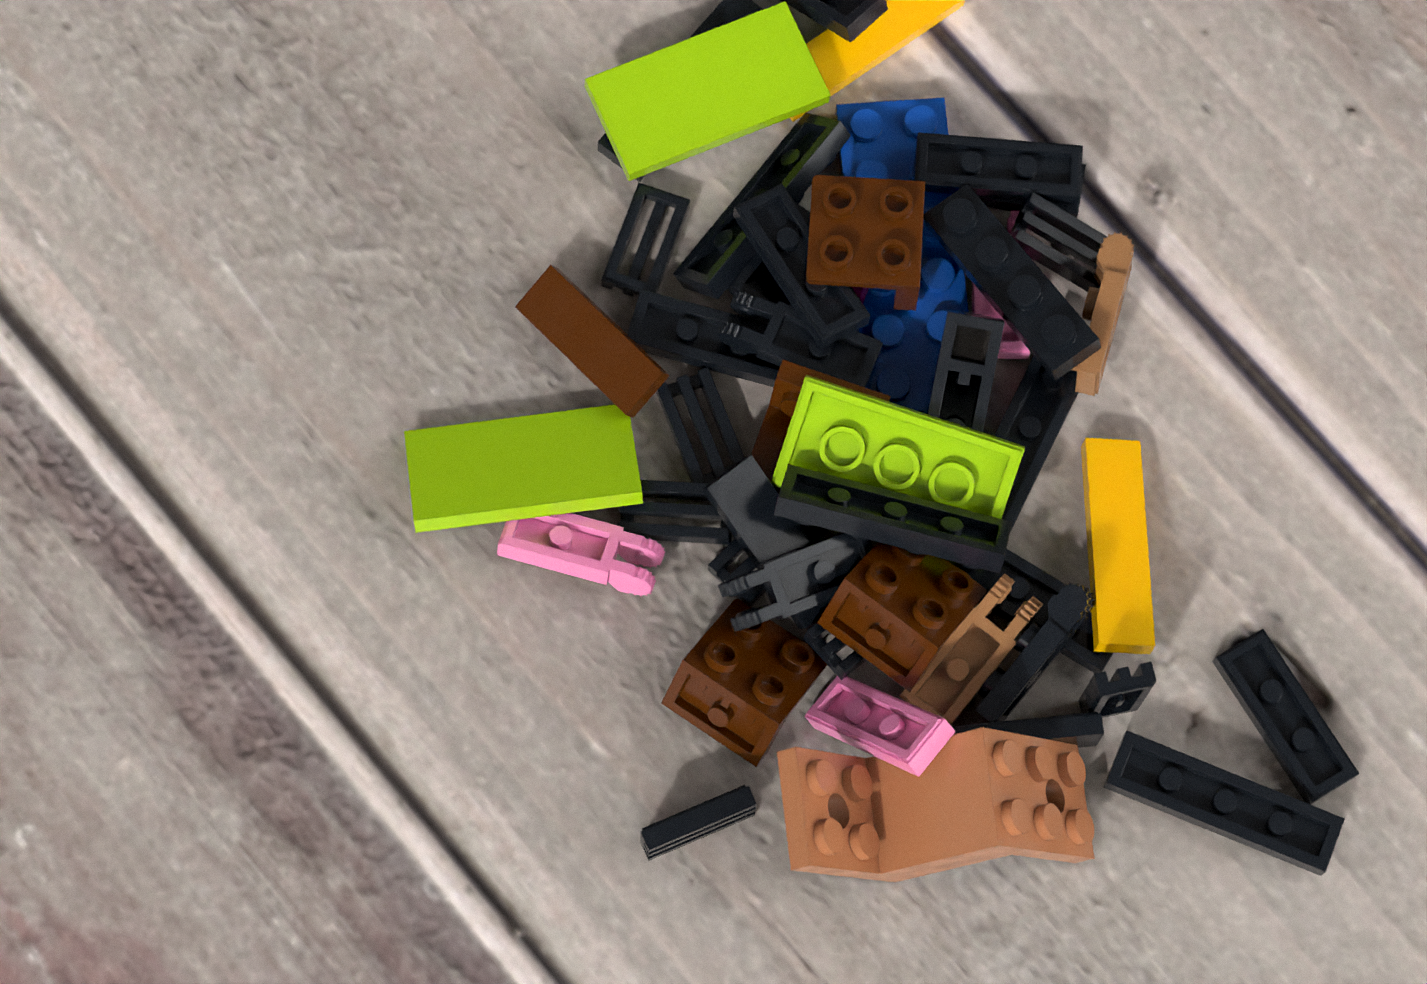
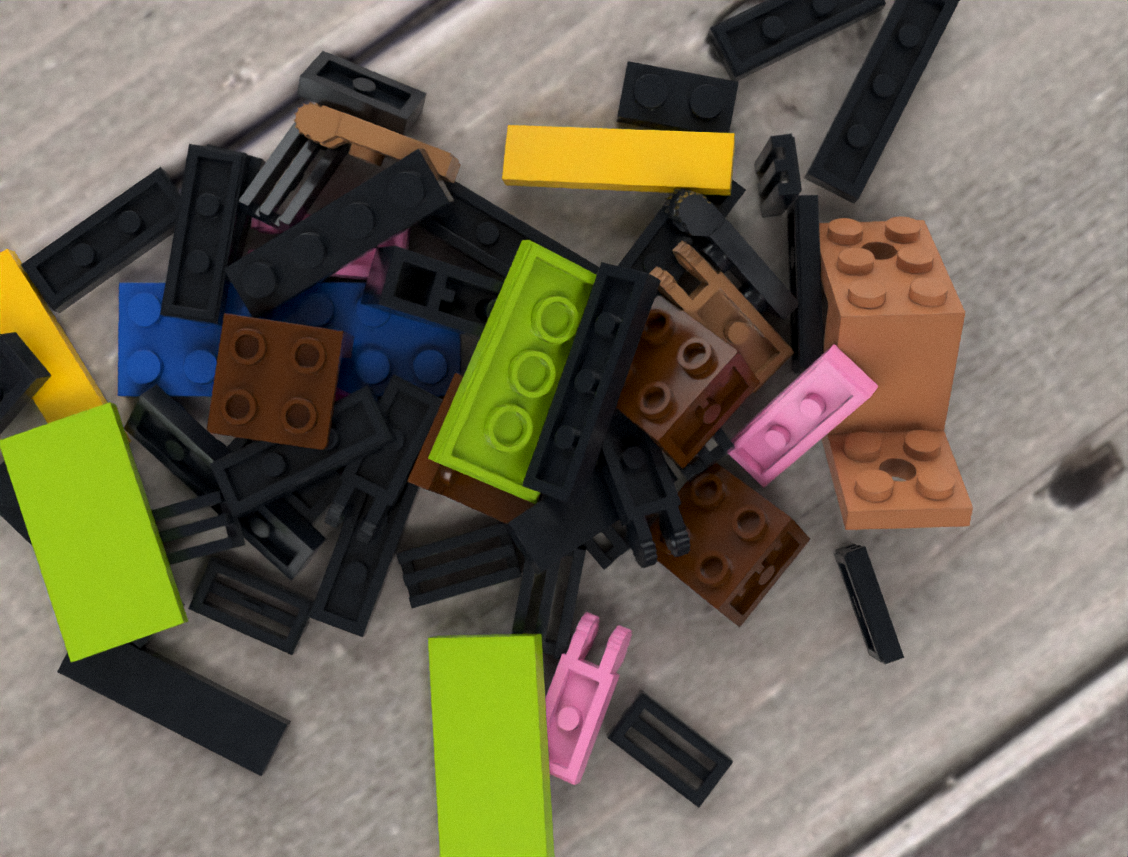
camera: 80 degrees left, 15 degrees up
(508, 683) = (709, 778): none -> black tile
(547, 185) = (183, 703): none -> black tile
(592, 341) = (361, 671): reddish brown tile -> none
(699, 191) = (233, 527): none -> black tile
(981, 83) = (106, 241): none -> black tile
(1152, 301) = (361, 93): none -> black plate
(1185, 604) = (676, 100): none -> black plate

